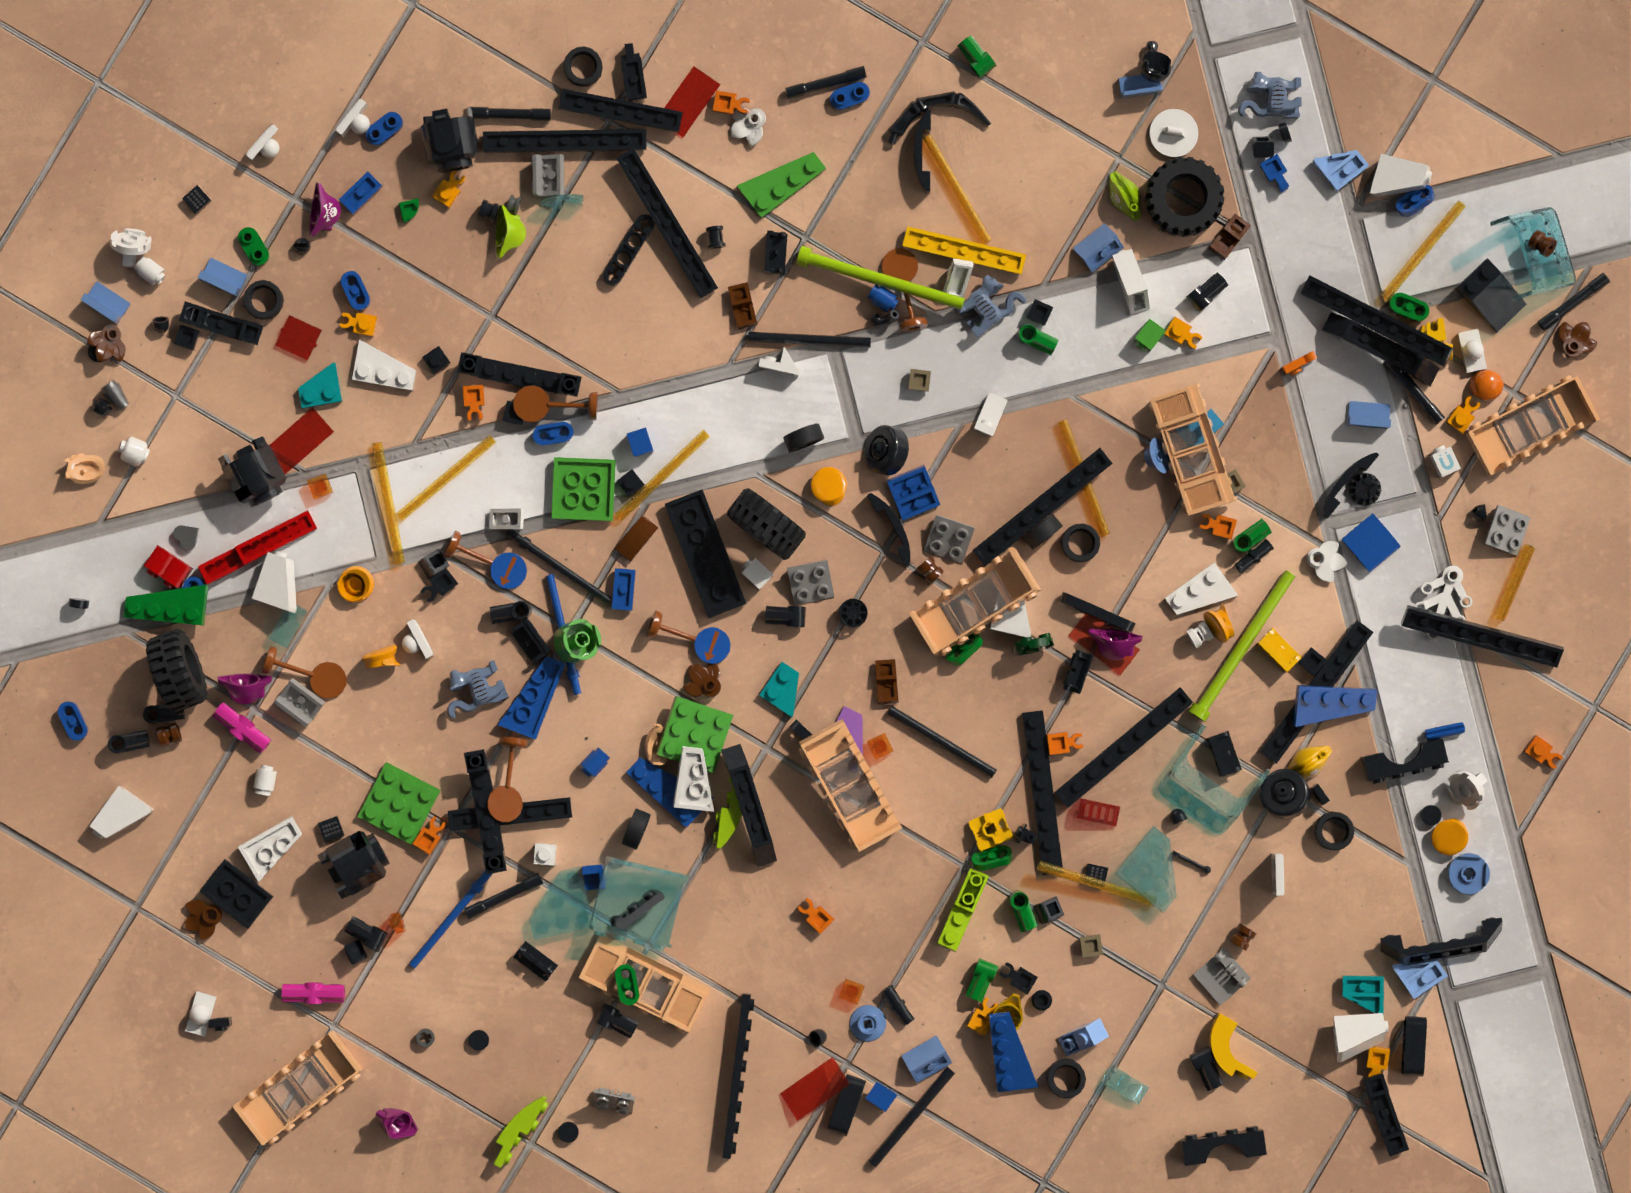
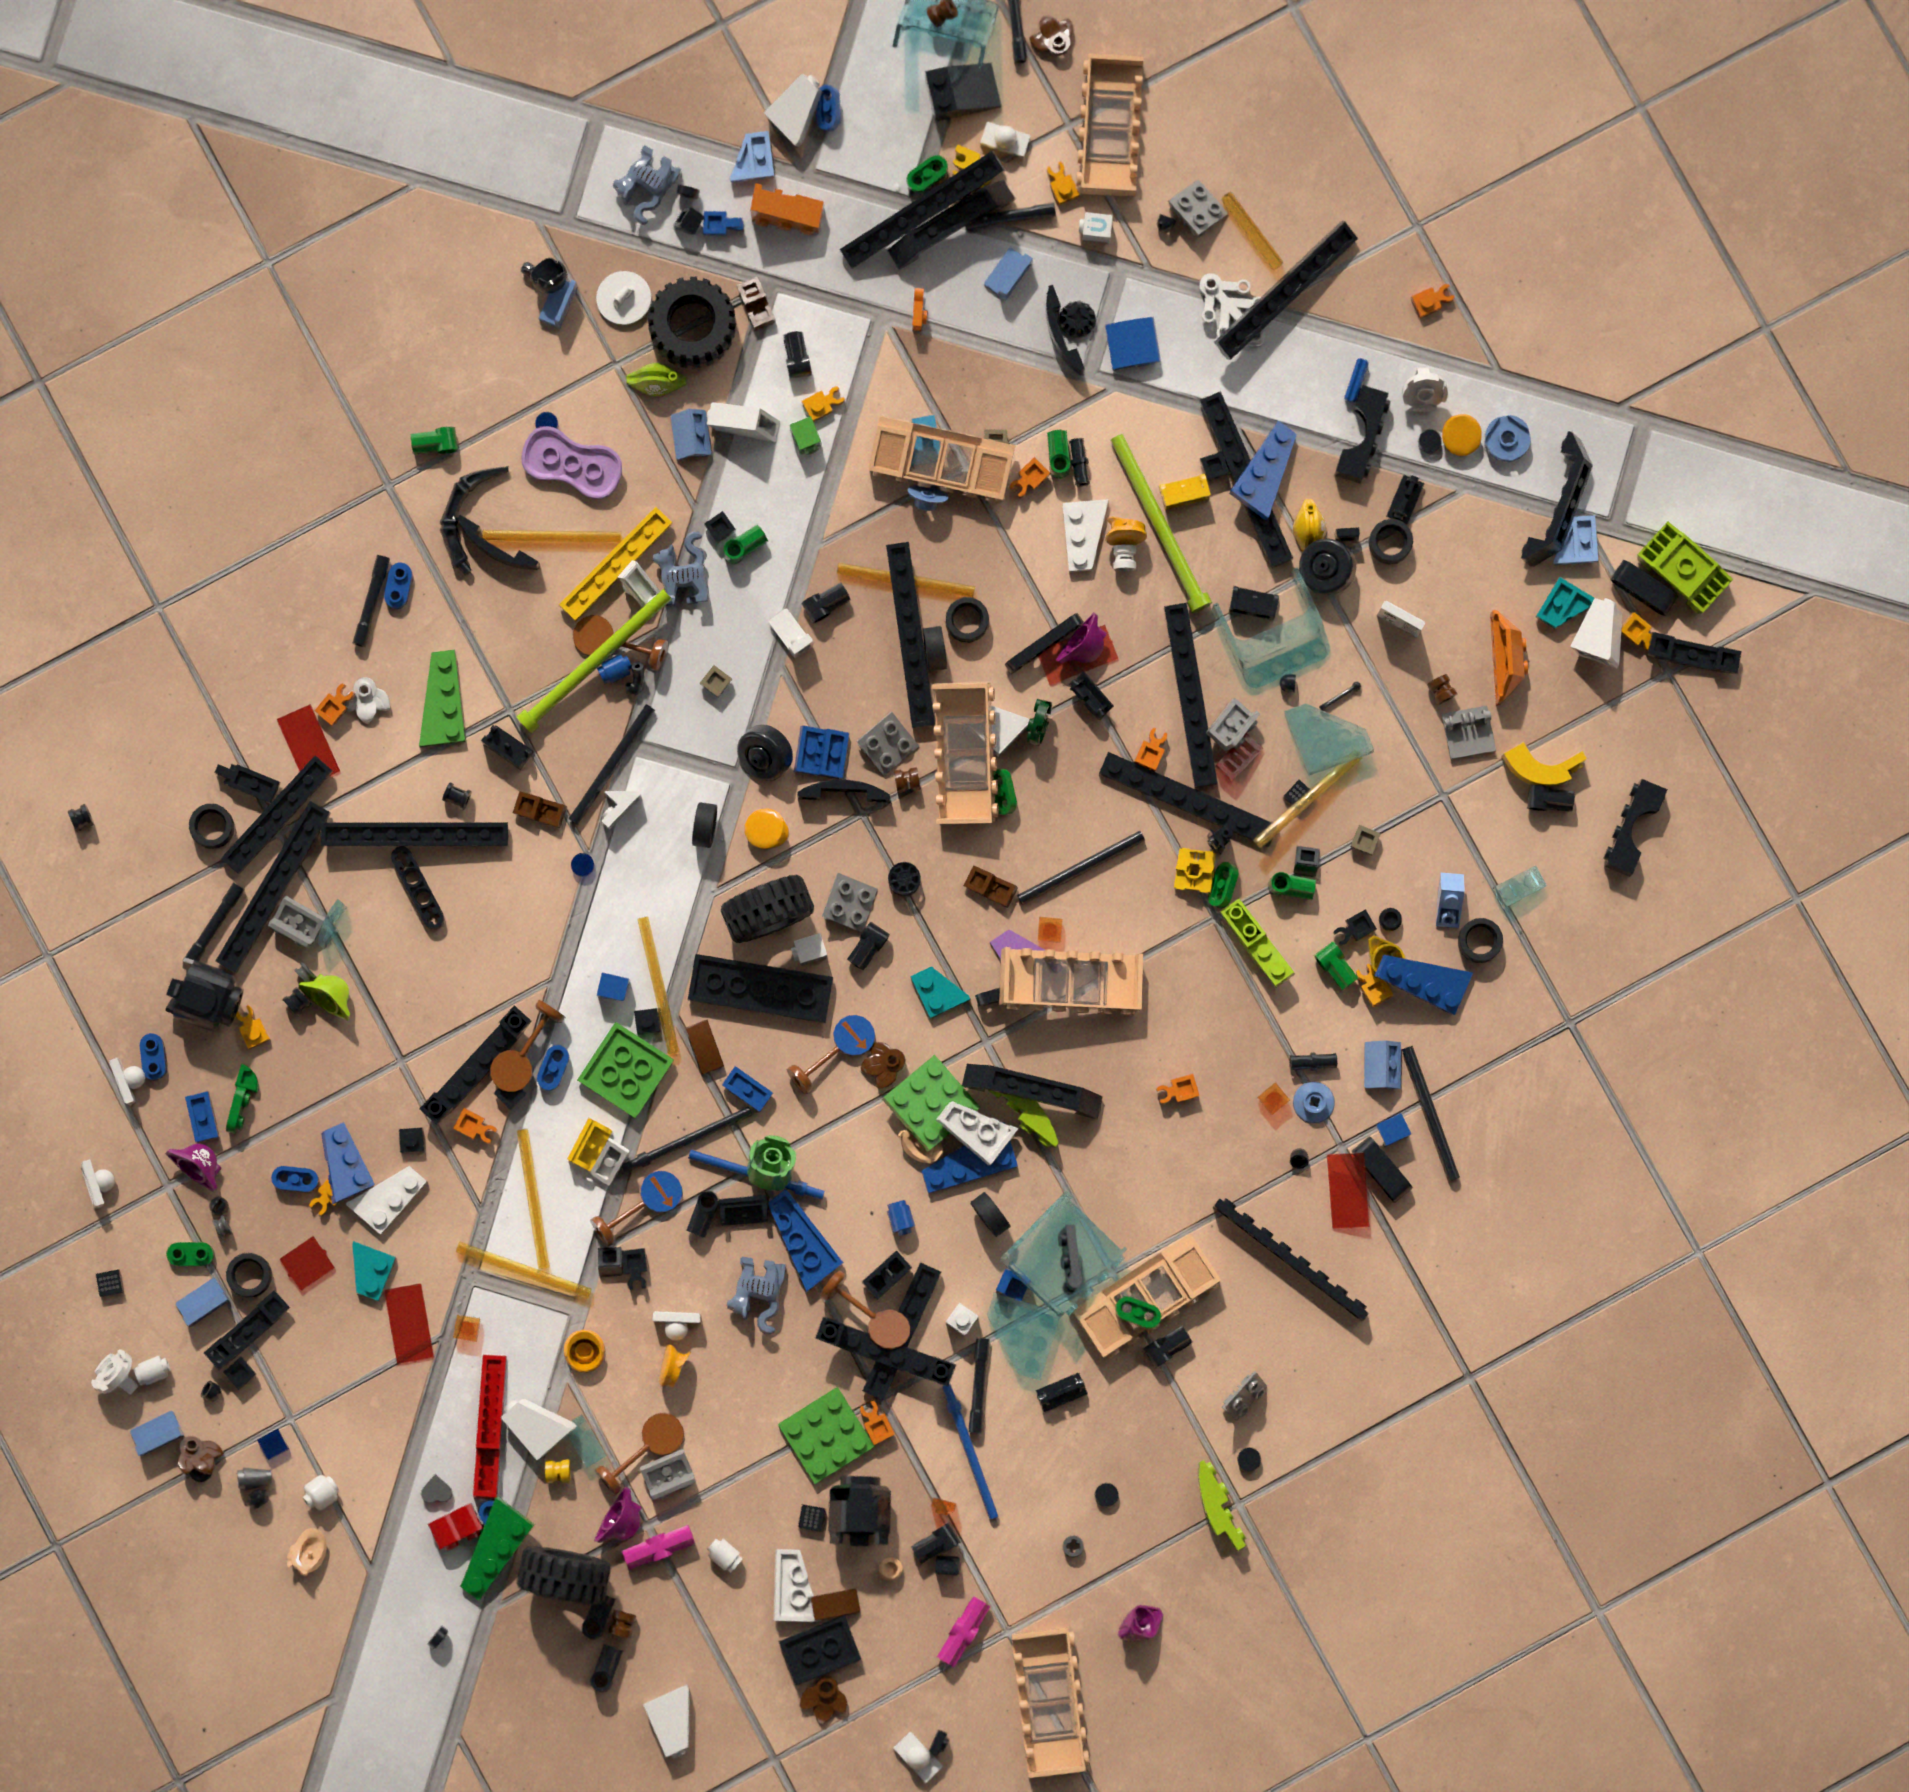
camera: 65 degrees left, 5 degrees down
(72, 721) = (551, 1712): blue plate -> none
(149, 394) = (273, 1444): none -> clear blue tile
(253, 618) = (557, 1471): none -> yellow wheel
(255, 474) = (416, 1385): black piece -> none
(277, 885) = (835, 1604): none -> reddish brown slope
(287, 258) = (222, 1226): none -> dark grey bush
(327, 910) = (890, 1569): none -> light nougat plate
(373, 219) = (235, 1118): none -> green plate
(386, 323) = (345, 1165): none -> wing
(511, 496) = (589, 1144): none -> yellow hinge
(544, 778) = (887, 1275): none -> black brick
(720, 363) = (582, 865): none -> clear blue tile
(1024, 187) = (588, 468): none -> lavender plate
(1025, 425) = (820, 605): none -> black piece
(1041, 133) = (546, 419): none -> clear blue tile
(1119, 793) = (1232, 725): none -> light grey bracket
(1297, 972) = (1507, 656): none -> orange wedge
(1315, 216) = (786, 210): none -> orange wedge
(1329, 560) = (1127, 393): white plate -> none
(1374, 822) = (1405, 498): none -> black hinge
(1423, 250) = (881, 129): clear yellow piece -> none
(1448, 1068) = (1685, 567): none -> lime plate
(1486, 385) = (1046, 145): orange hair -> none

